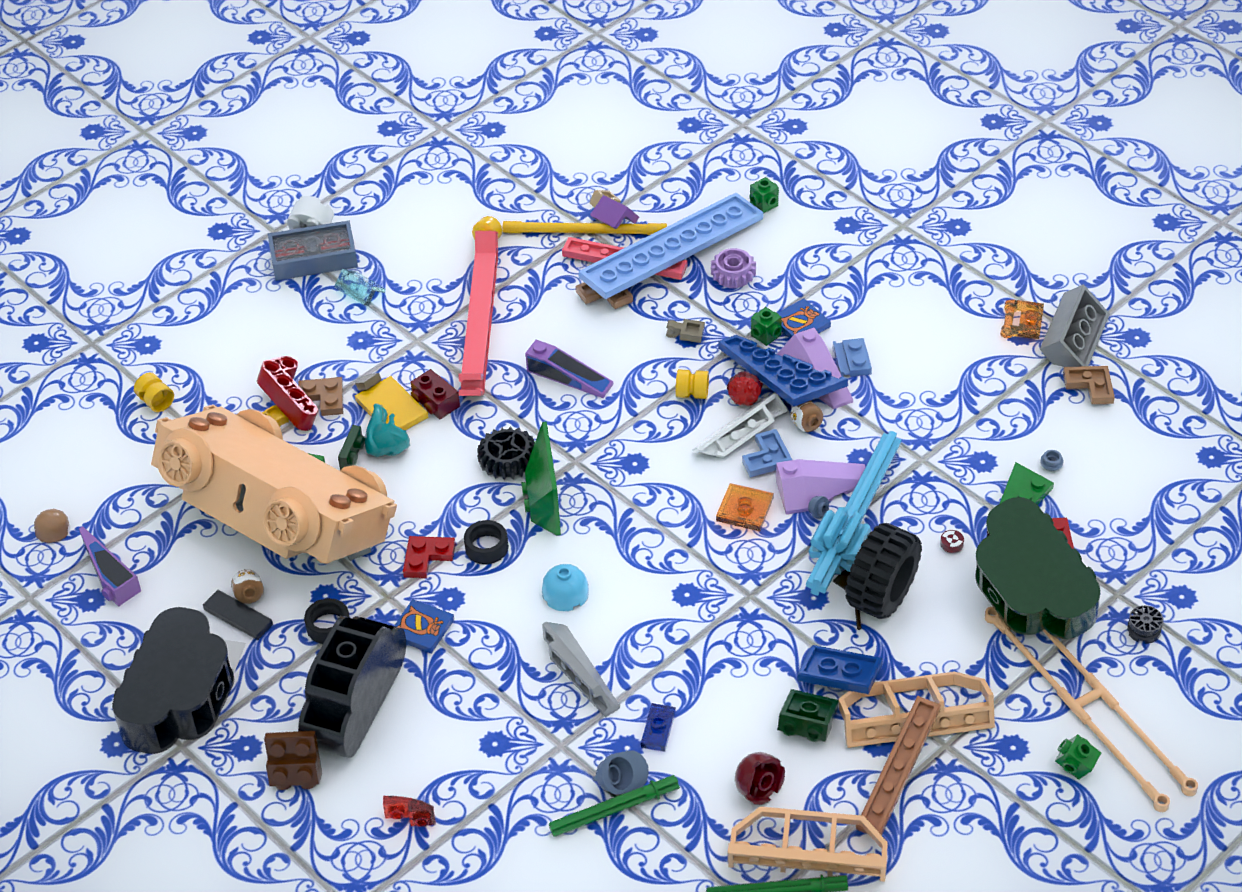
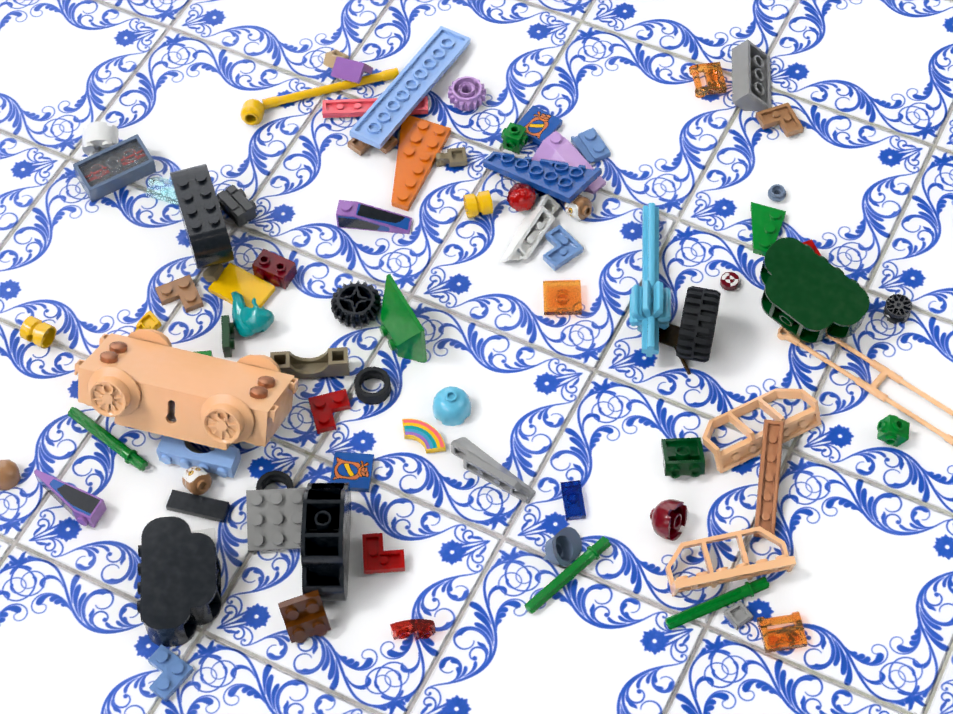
camera: 20 degrees left, 10 degrees up
(128, 778) = (173, 672): none -> medium blue plate
(189, 542) = (125, 452): none -> green axle
(277, 382) = (150, 302): red beam -> none
(282, 574) = (217, 461): none -> light blue arch
(299, 645) = (274, 519): none -> light grey plate
(374, 317) = (202, 216): none -> black brick
(406, 725) = (378, 560): none -> red plate
(425, 320) = (236, 205): none -> dark grey brick
(453, 506) = (330, 364): none -> dark tan arch
(479, 314) = (280, 189): coral piece -> none
(520, 609) = (424, 434): none -> tile
(645, 321) = (415, 158): none -> orange wing
(764, 194) = (464, 22): green brick -> none
(804, 479) = (607, 261): lavender wedge -> none
(818, 506) = (619, 281): sand blue plate -> none
(840, 669) = (691, 412): blue tile -> none

